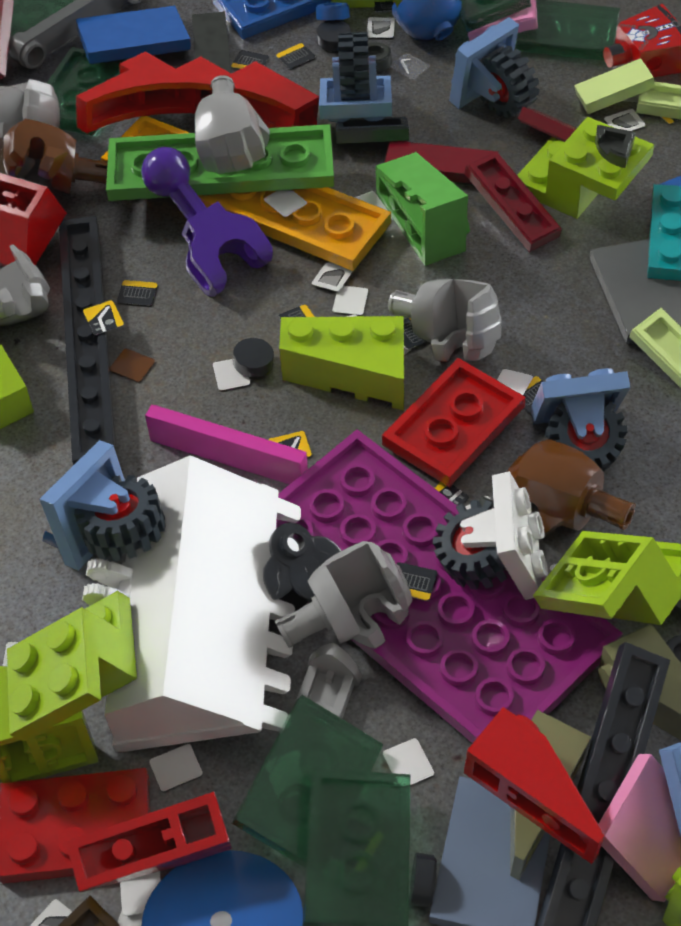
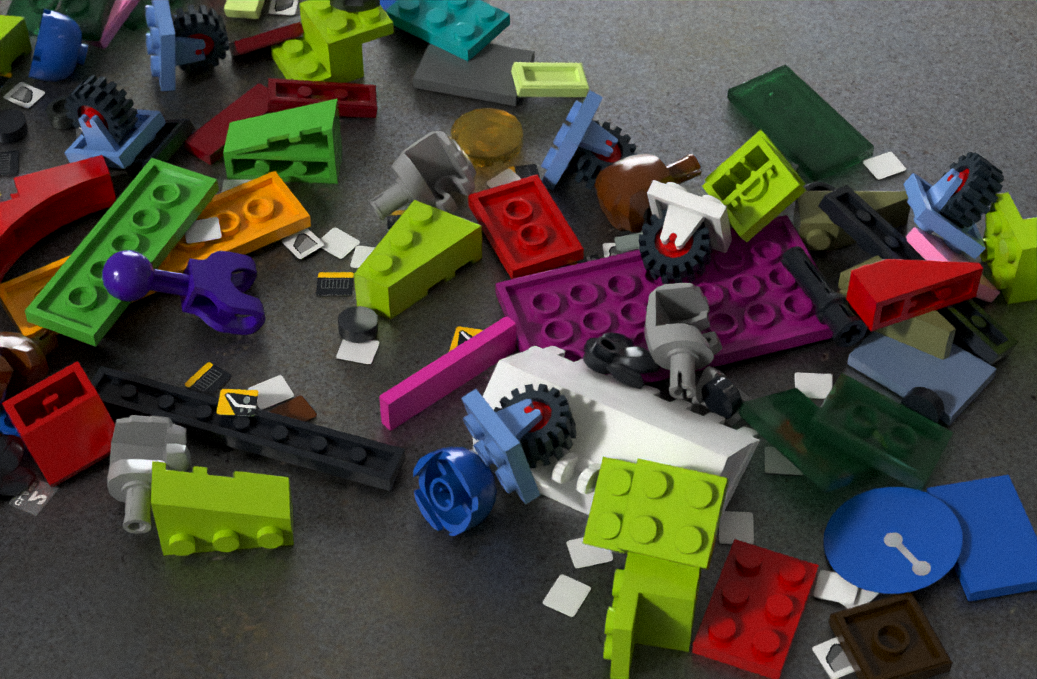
camera: 65 degrees left, 5 degrees down
(147, 339) = (272, 392): none -> white sticker
(149, 843) = (820, 538): red slope -> none
(228, 130) = (116, 205): light grey piece -> none
(308, 675) = (722, 397): none -> black tile
(539, 670) = (830, 307): none -> black pin
(559, 340) = (488, 136): none -> clear yellow tile

